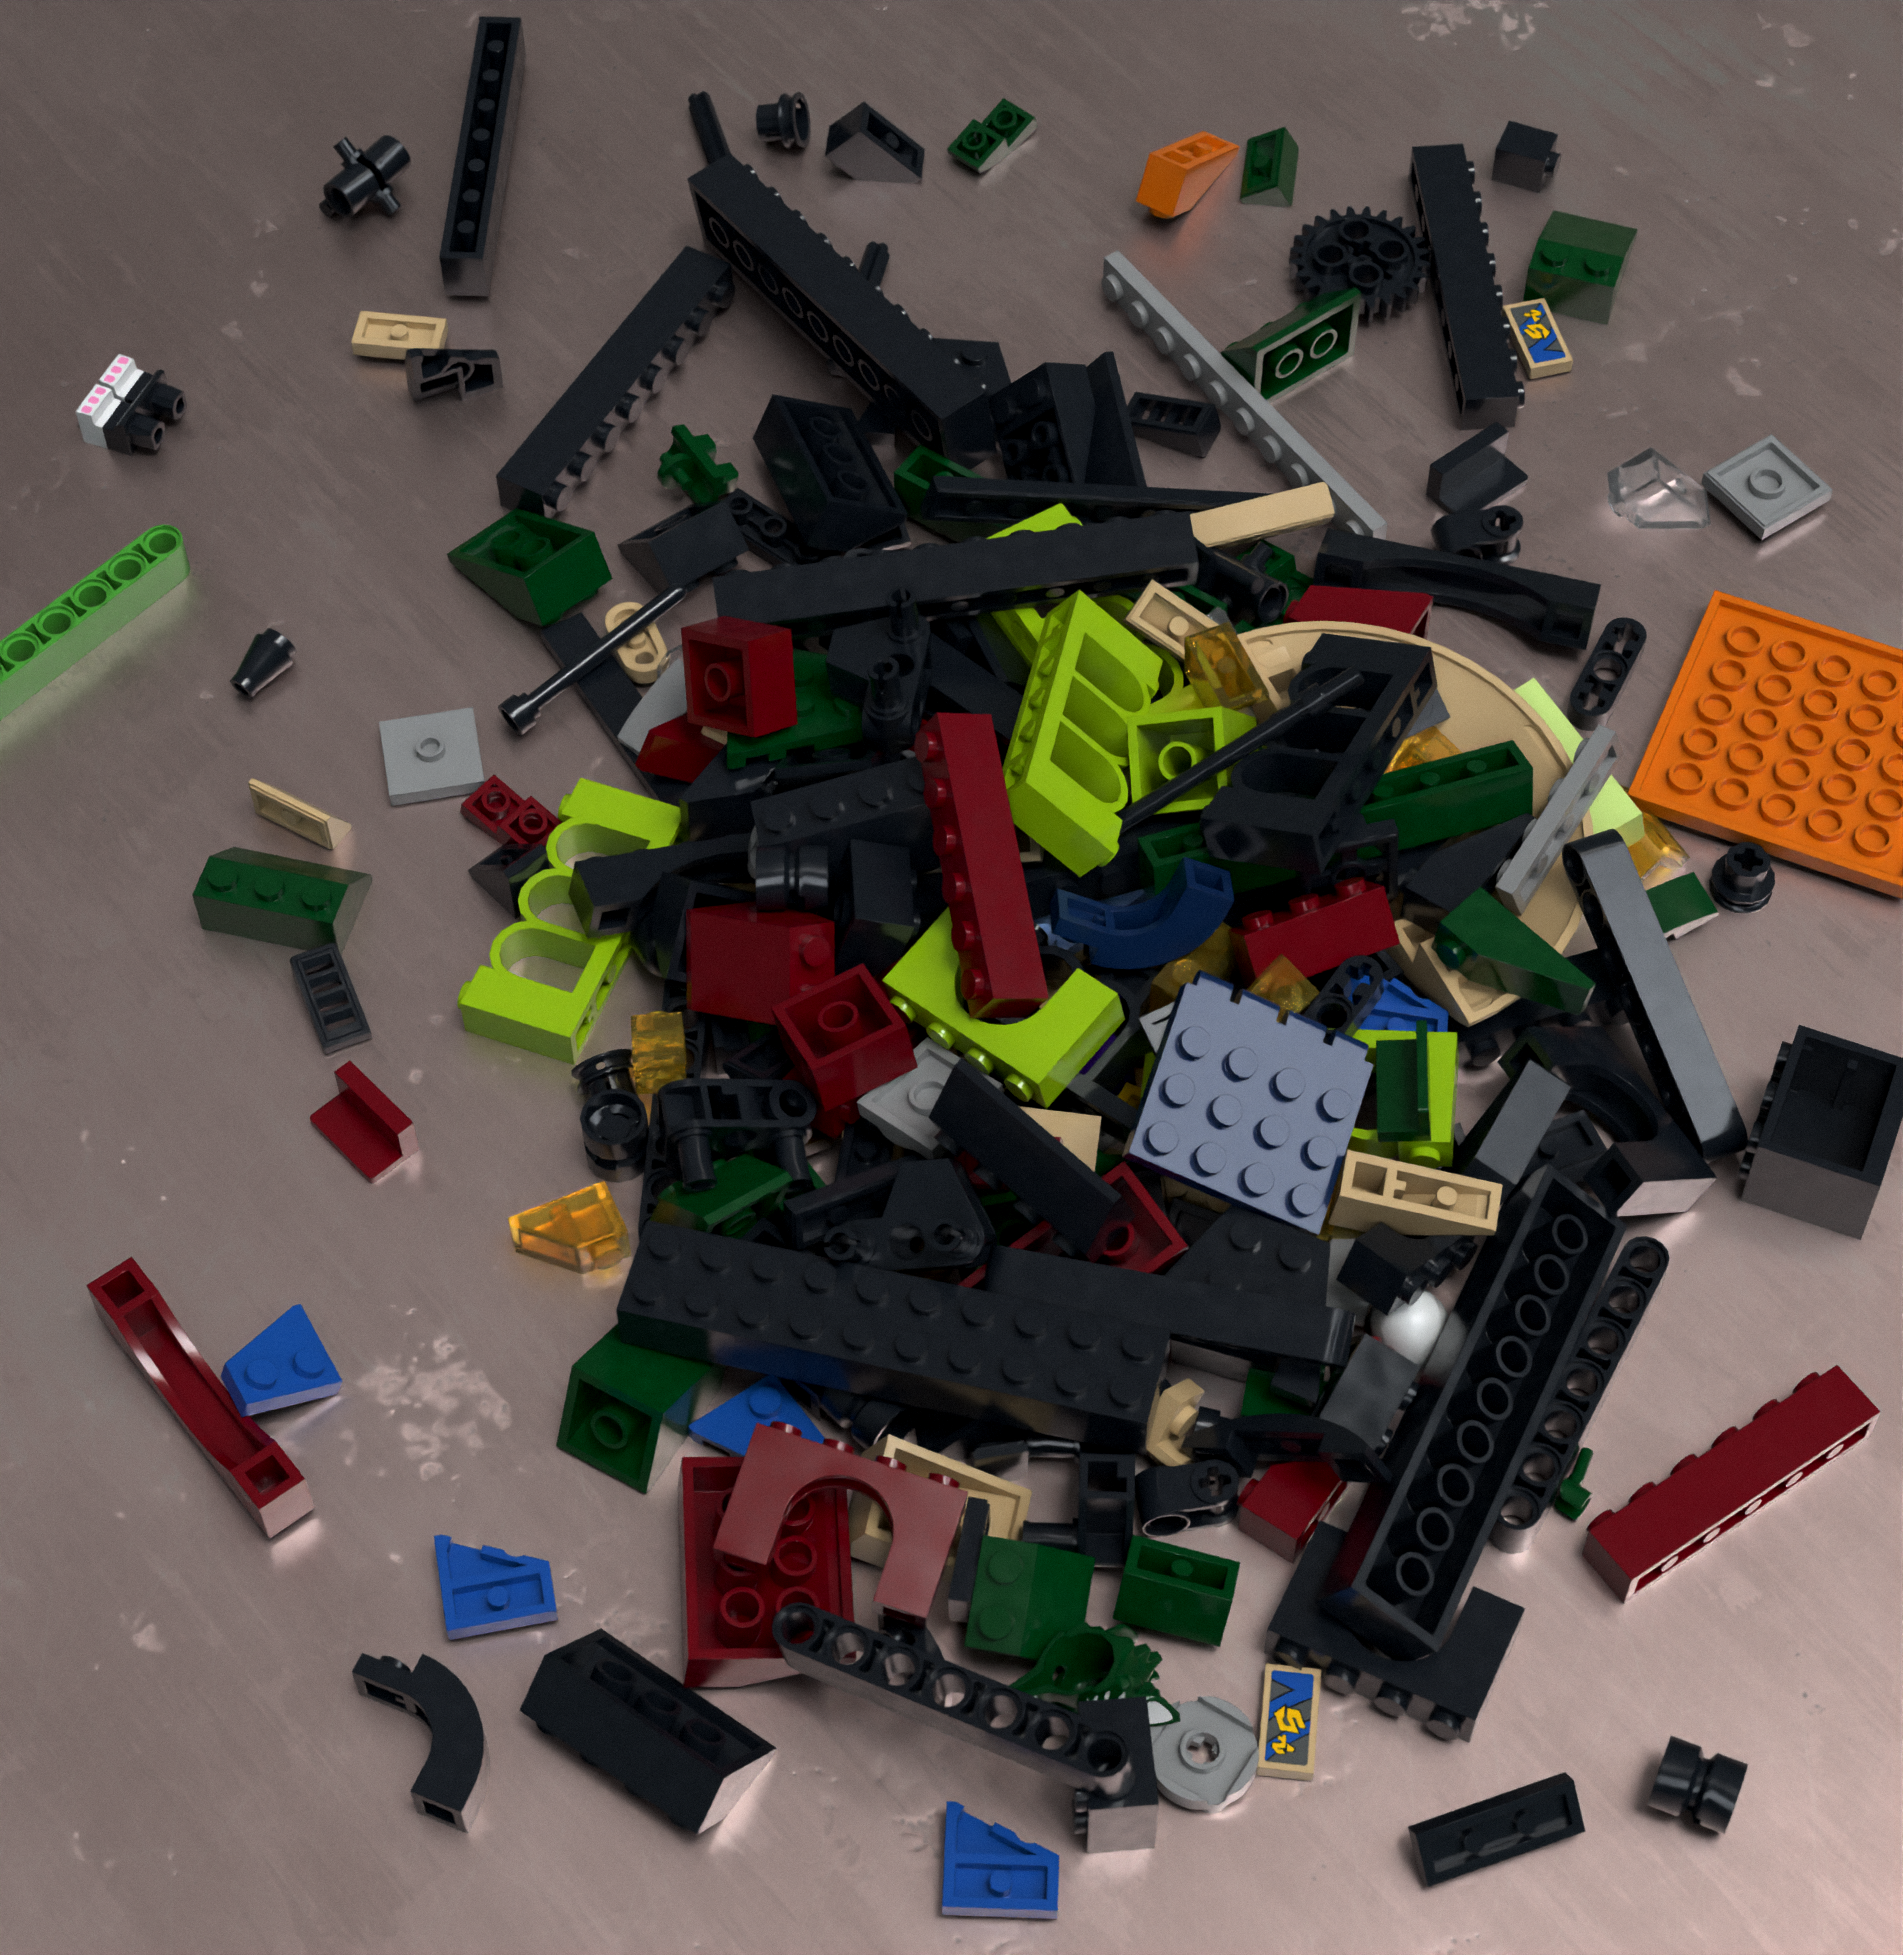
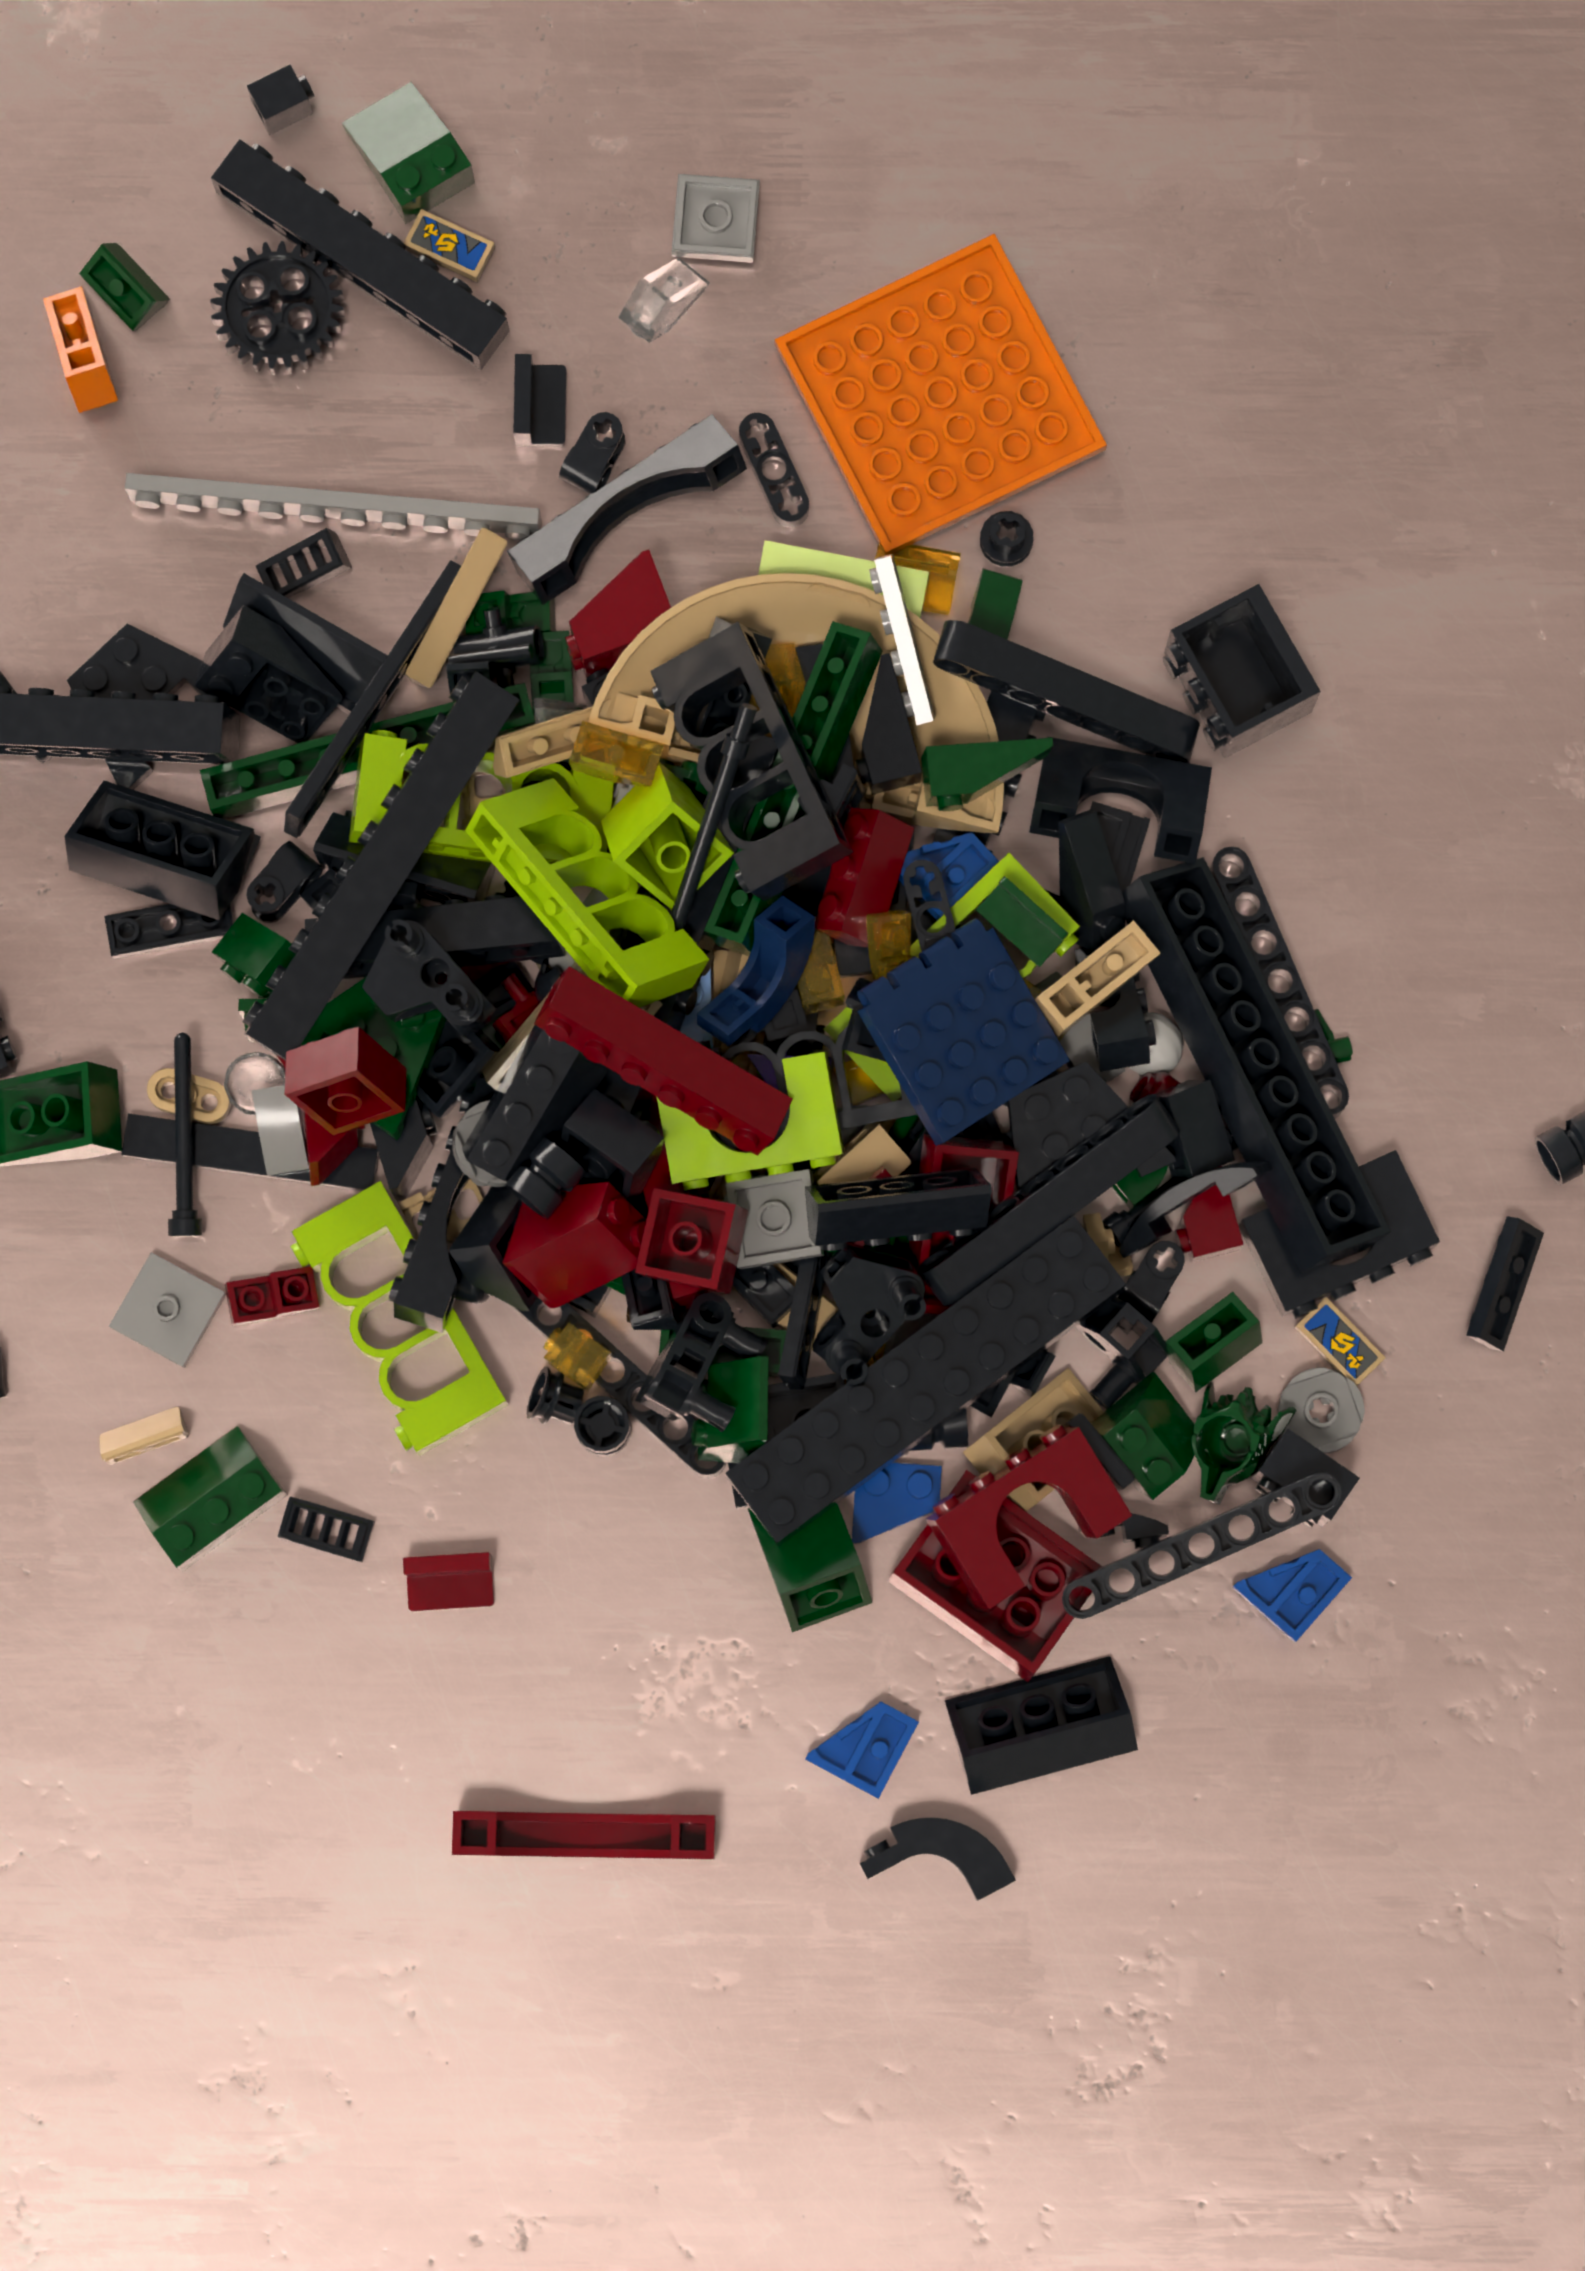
camera: 50 degrees left, 25 degrees up
(281, 1367) = (599, 1765): blue wing -> none
(508, 870) = (320, 1333): black slope -> none
(574, 1231) = (652, 1504): clear yellow slope -> none
(686, 546) = (129, 997): black slope -> none
(692, 467) = (61, 936): dark green hips -> none
(1298, 344) = (316, 424): dark green slope -> none
(1729, 1482) = (1408, 950): dark red brick -> none

